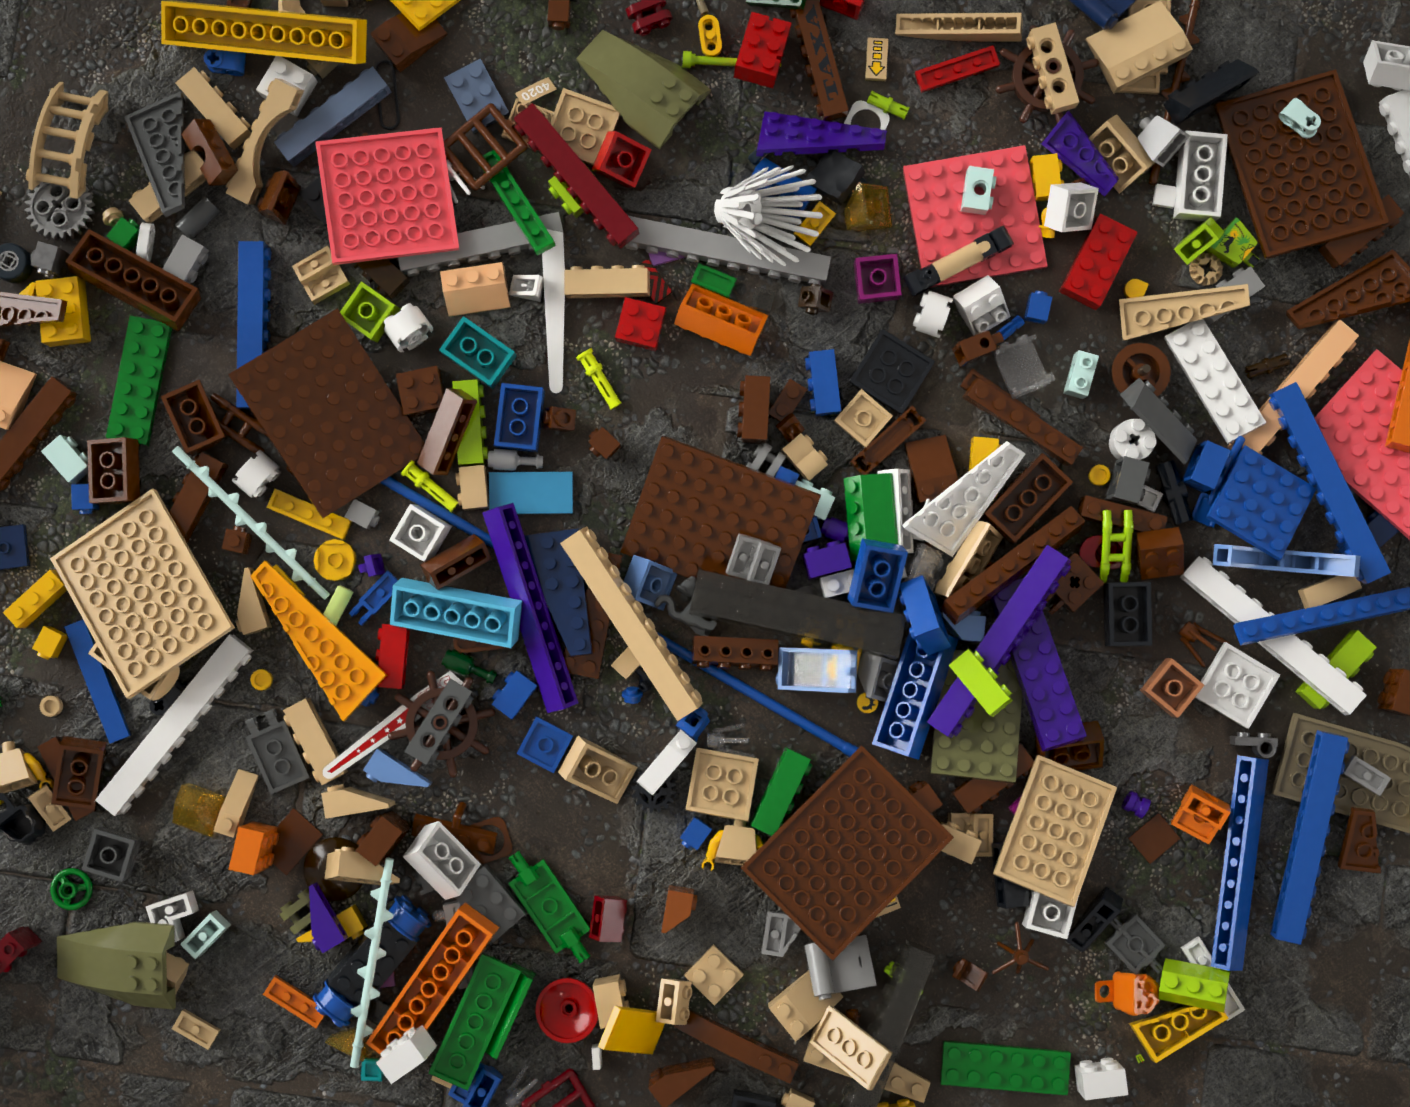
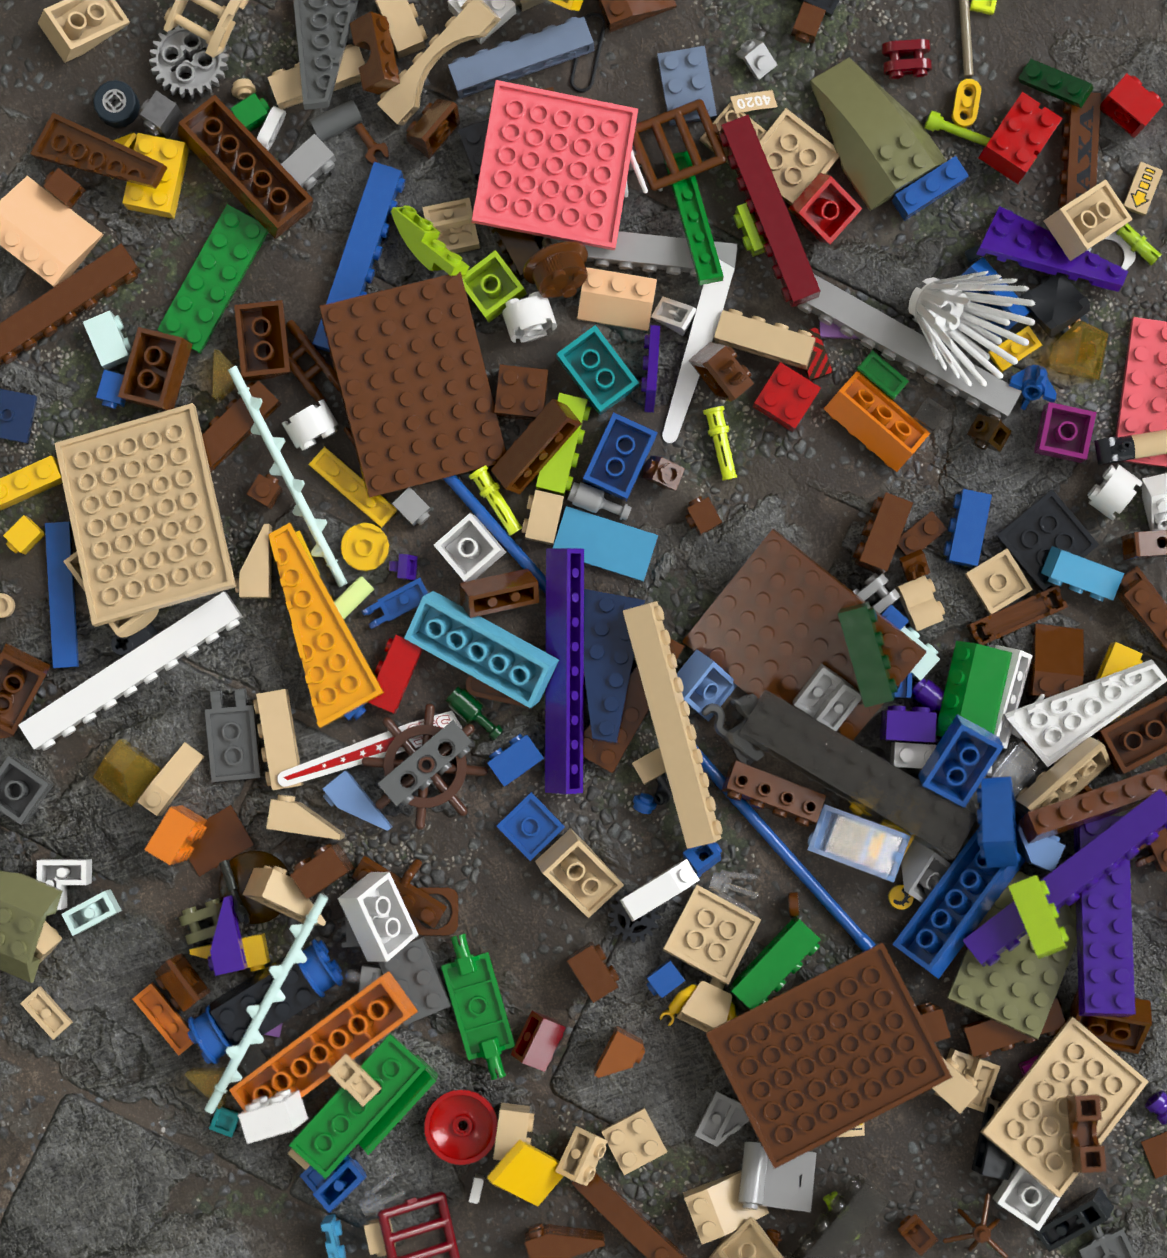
camera: 15 degrees right, 0 degrees up
(172, 463) = (222, 380): none -> clear yellow slope
(235, 230) = (371, 145): none -> reddish brown bar
(261, 679) = (241, 652): yellow tile -> none
(298, 966) = (181, 982): none -> reddish brown slope
(300, 293) = (422, 241): none -> lime slope
(325, 889) = (239, 908): none -> pearl dark grey piece
(416, 279) = (557, 268): none -> reddish brown piece
(464, 1001) = (354, 1079): none -> tan slope
(519, 333) = (650, 364): none -> dark purple wing
(526, 54) = (756, 57): none -> bracket
(579, 320) = (722, 371): none -> reddish brown hinge
(634, 847) = (593, 972): none -> reddish brown brick
(702, 115) = (930, 188): none -> blue brick
(772, 513) = (867, 655): none -> dark green brick
(781, 737) = (793, 904): none -> reddish brown tile
(838, 98) = (1087, 220): none -> tan slope
(838, 247) = (1033, 384): none -> blue brick
(928, 390) = (1082, 574): none -> dark azure brick
(1082, 859) = (1086, 1151): none -> reddish brown arch

